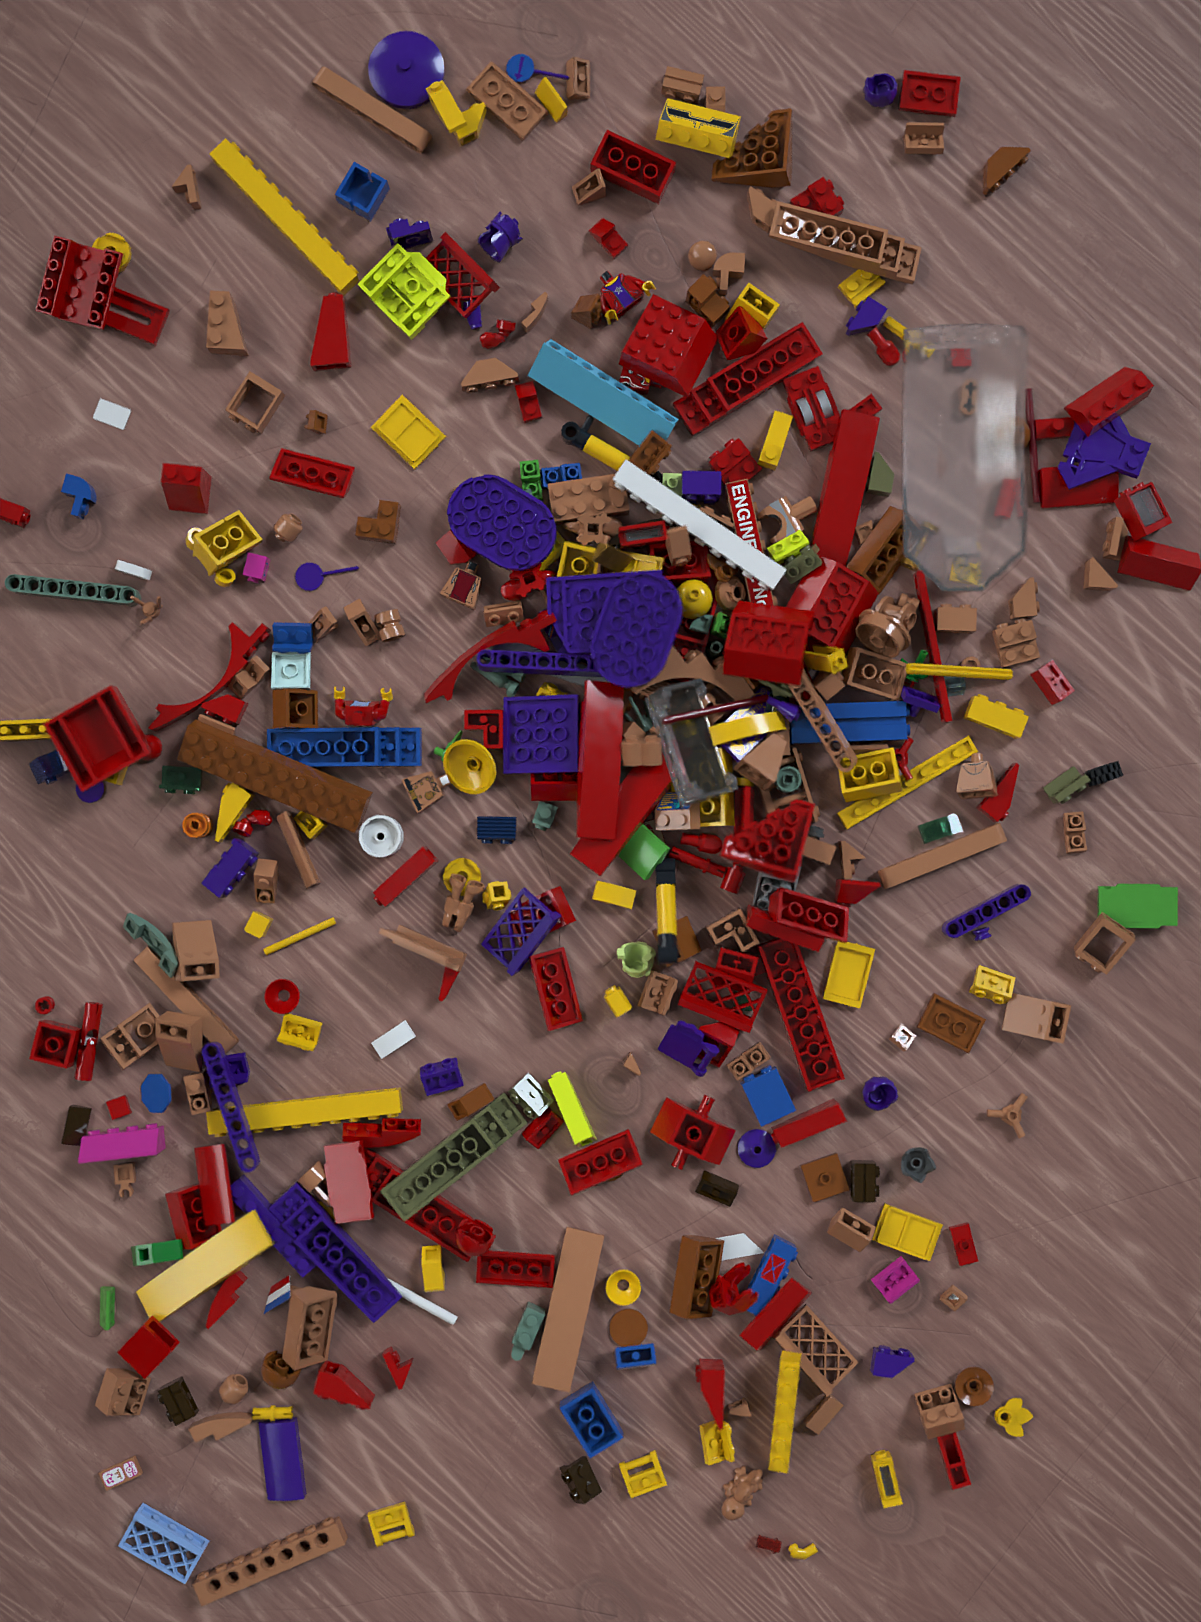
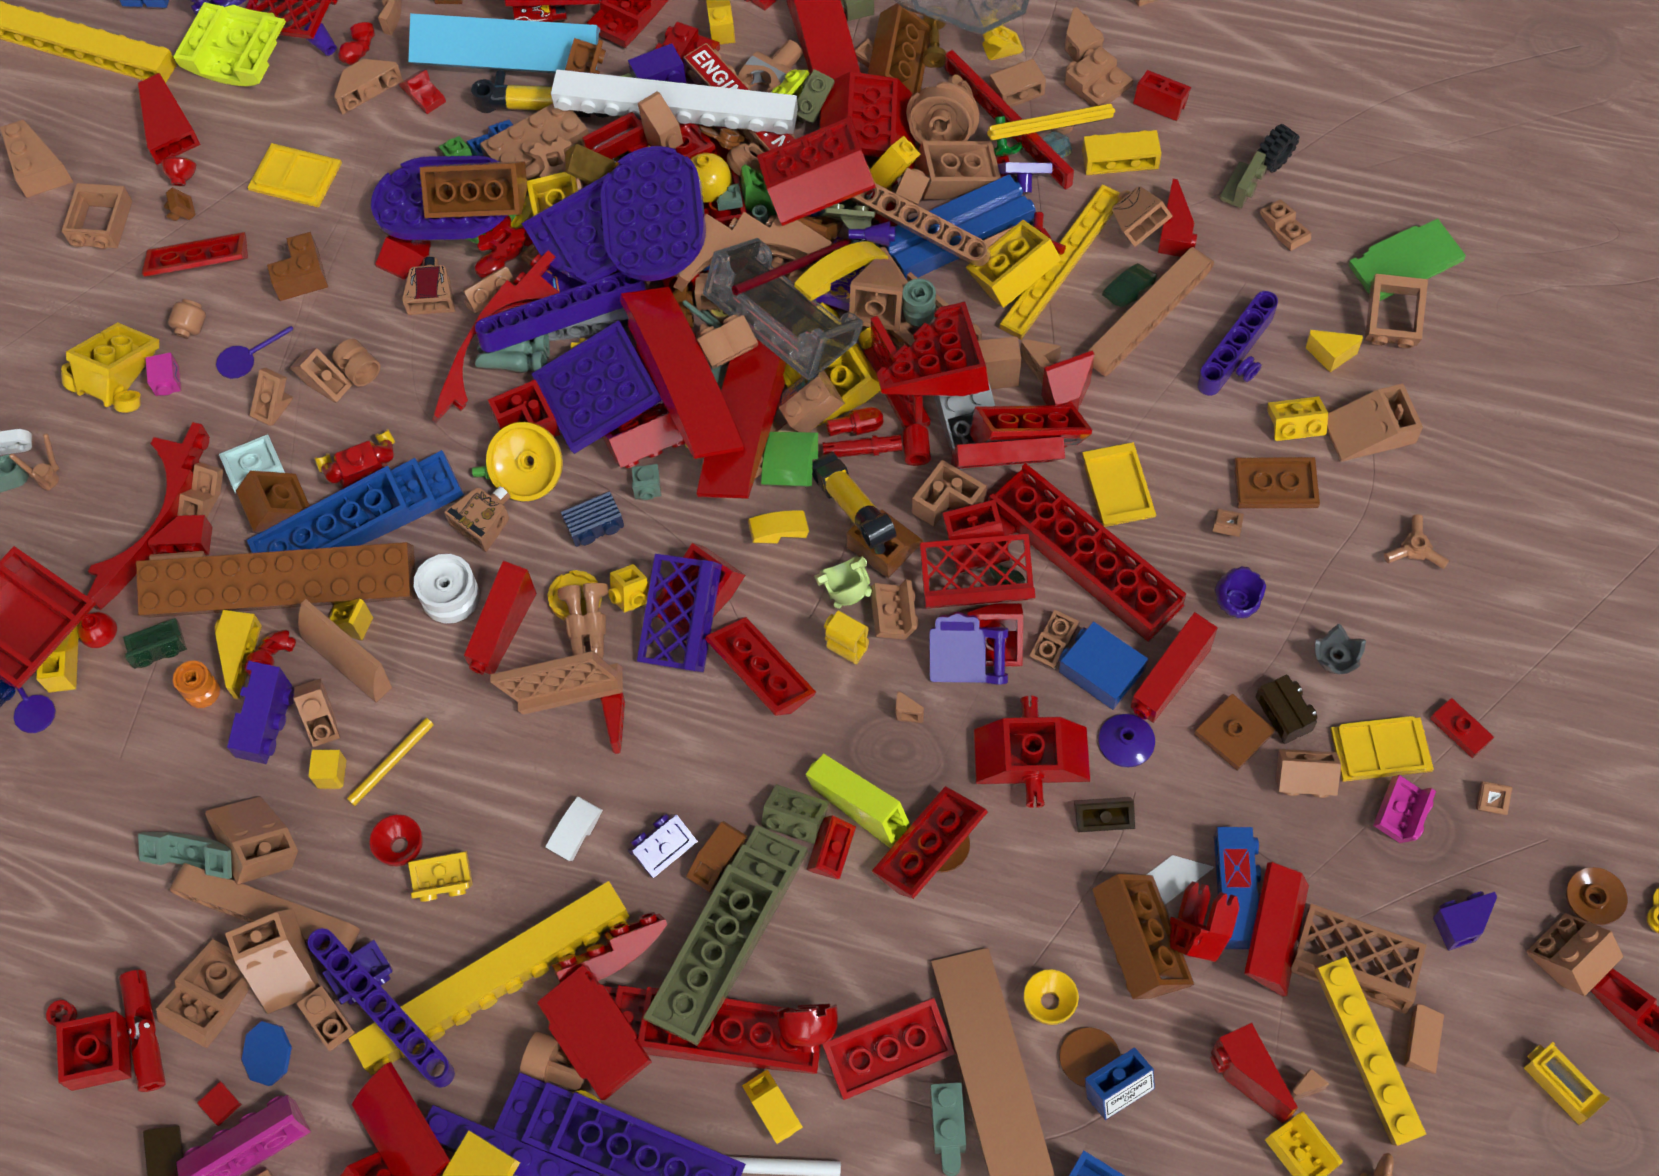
camera: 25 degrees left, 25 degrees down
(186, 488) = (40, 322): red slope -> none
(292, 637) = (238, 424): blue bracket -> none
(326, 389) = (178, 169): none -> red brick
(523, 536) = (473, 189): none -> dark orange slope
(1046, 948) = (1333, 348): none -> yellow slope

